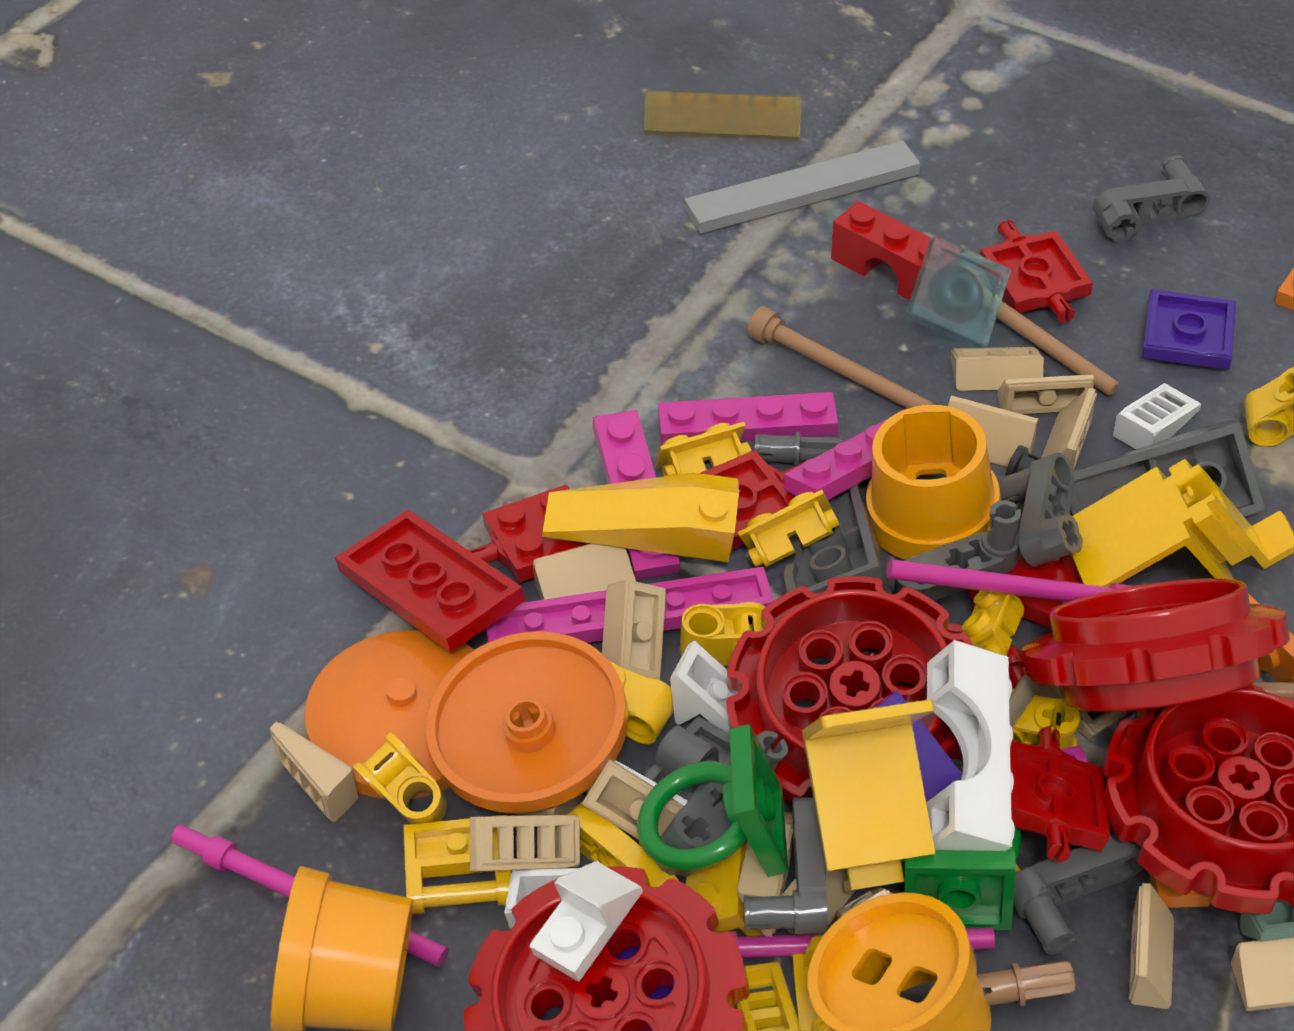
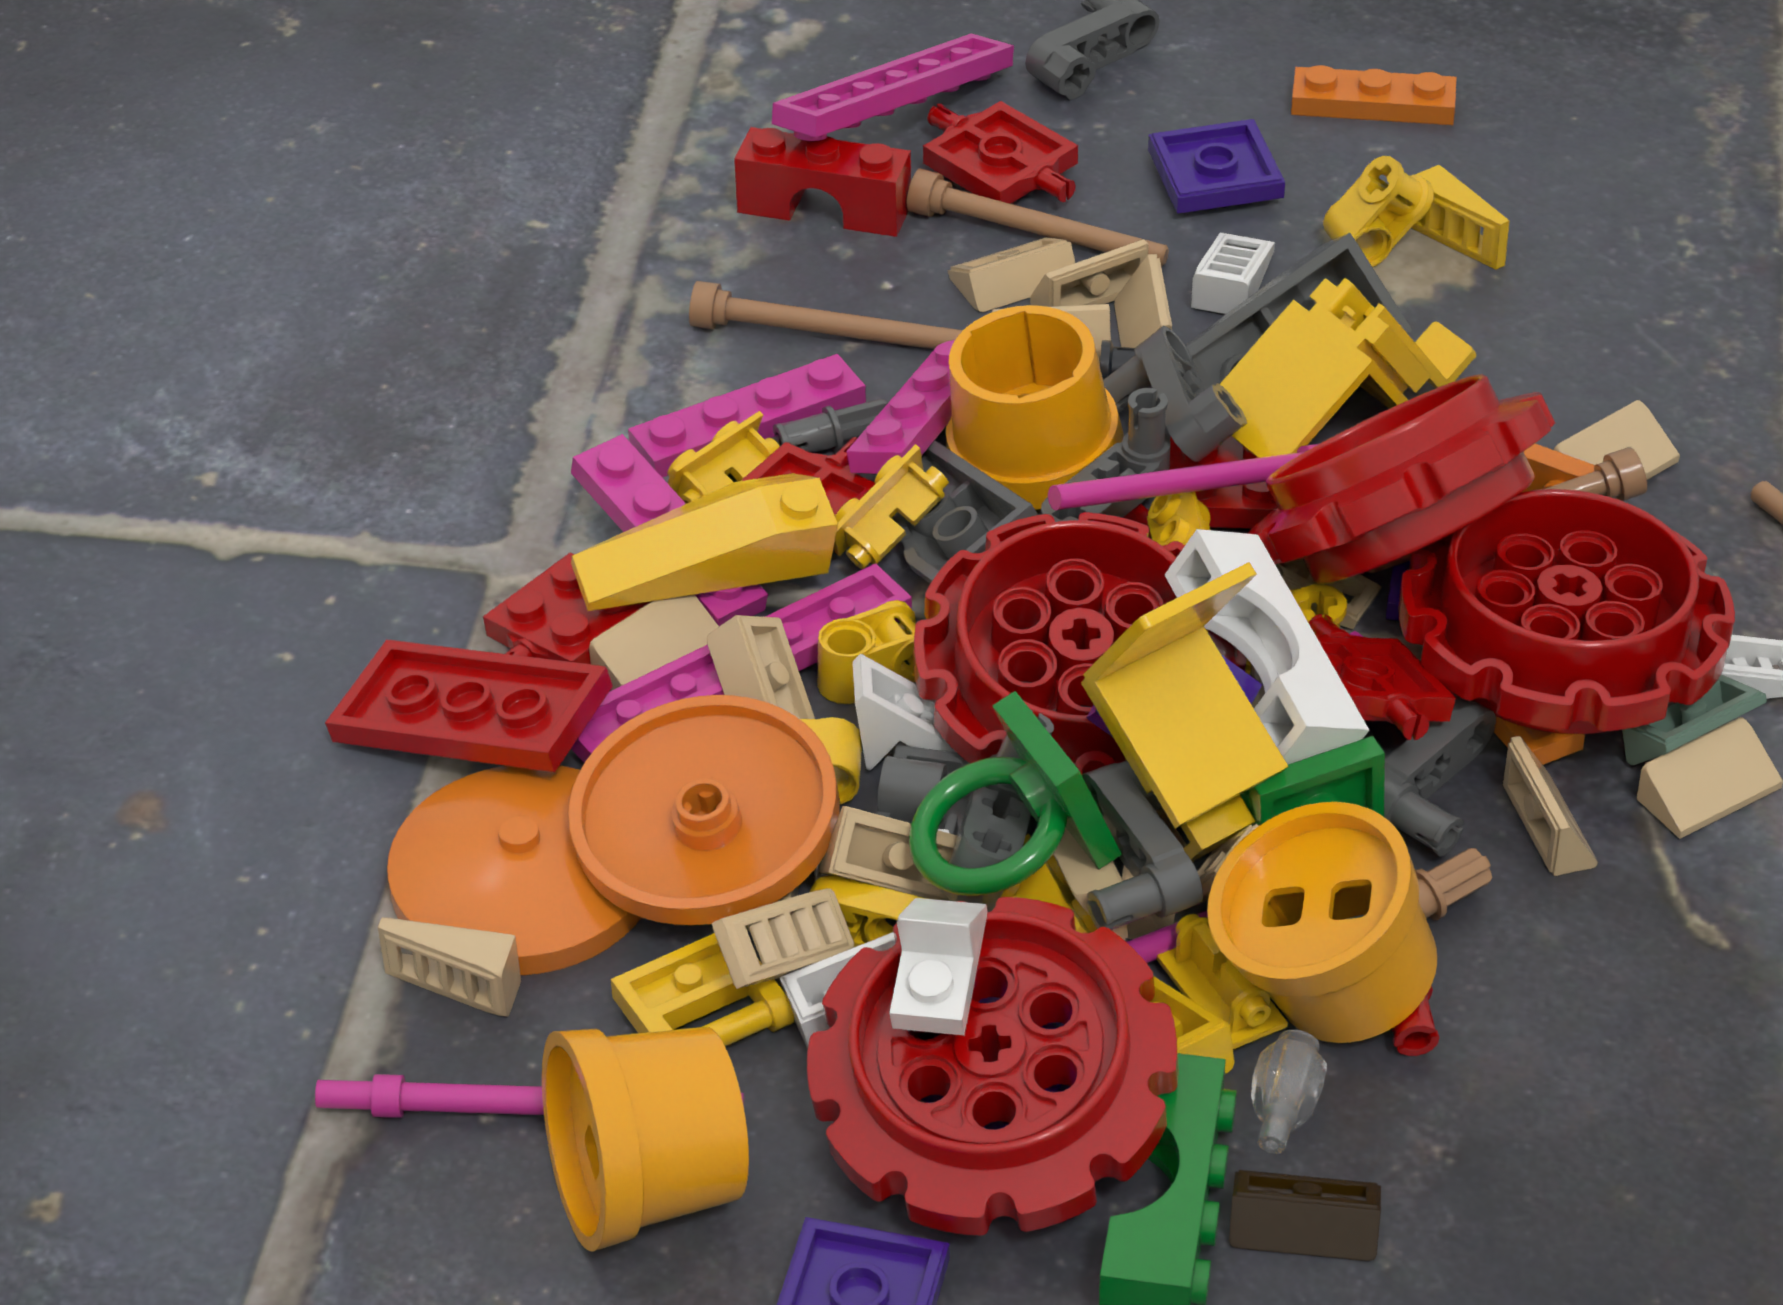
camera: 25 degrees left, 5 degrees down
(399, 775) = (579, 928): yellow piece -> none
(722, 113) = (503, 81): clear yellow fence -> none
(801, 186) = (651, 141): light grey tile -> none
(958, 293) = (931, 197): clear light blue tile -> none
(976, 197) = (891, 86): none -> dark pink plate

